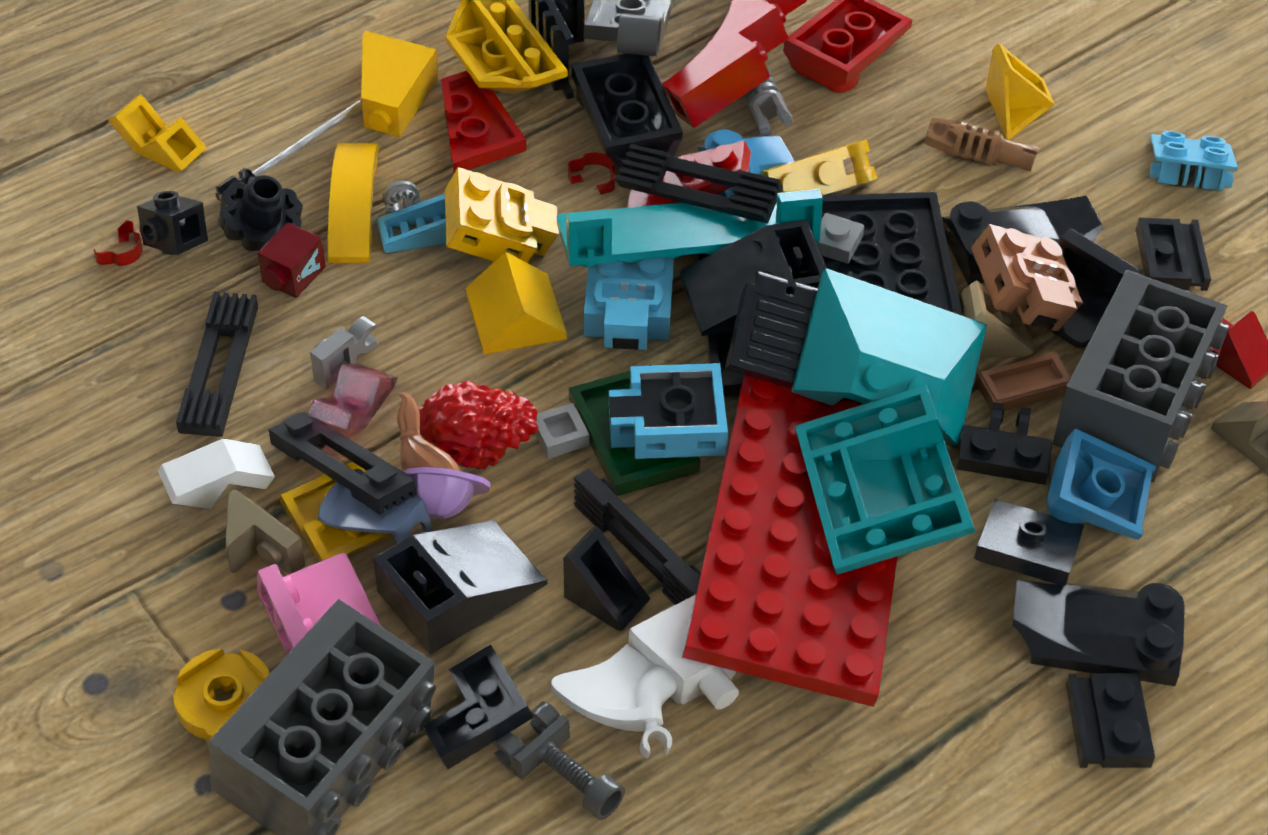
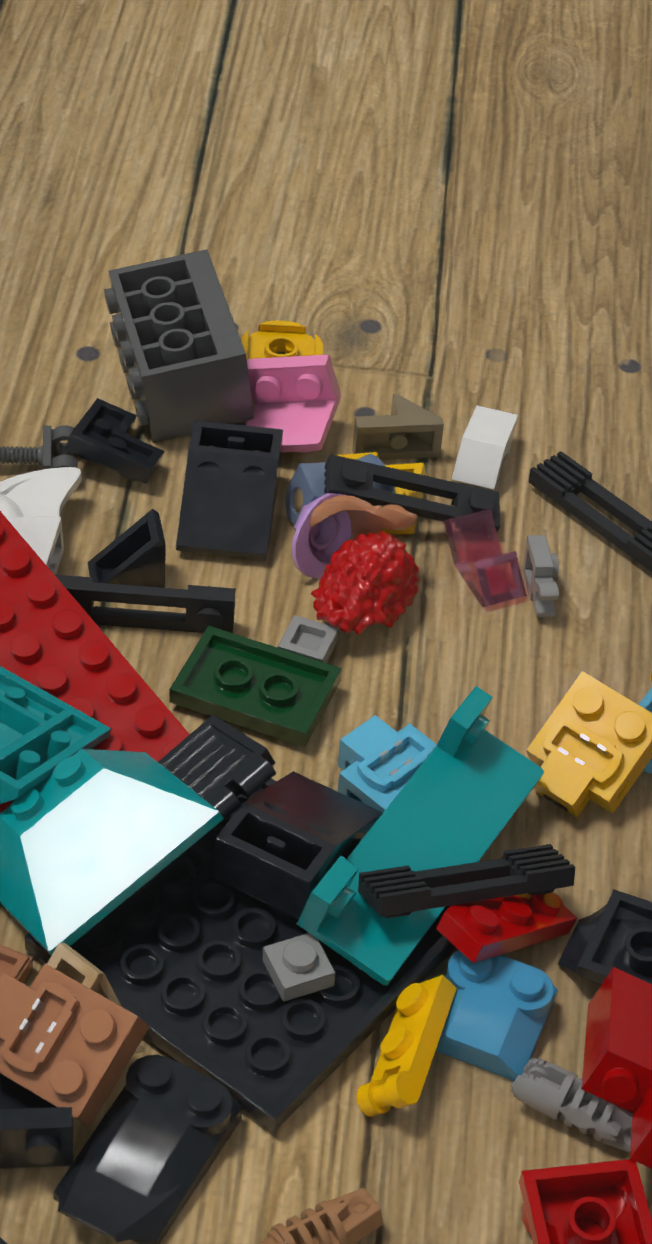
camera: 130 degrees right, 5 degrees down
(514, 306) = (509, 714): yellow slope -> none
(590, 159) = (587, 901): red piece -> none
(670, 412) = (223, 674): piece -> none

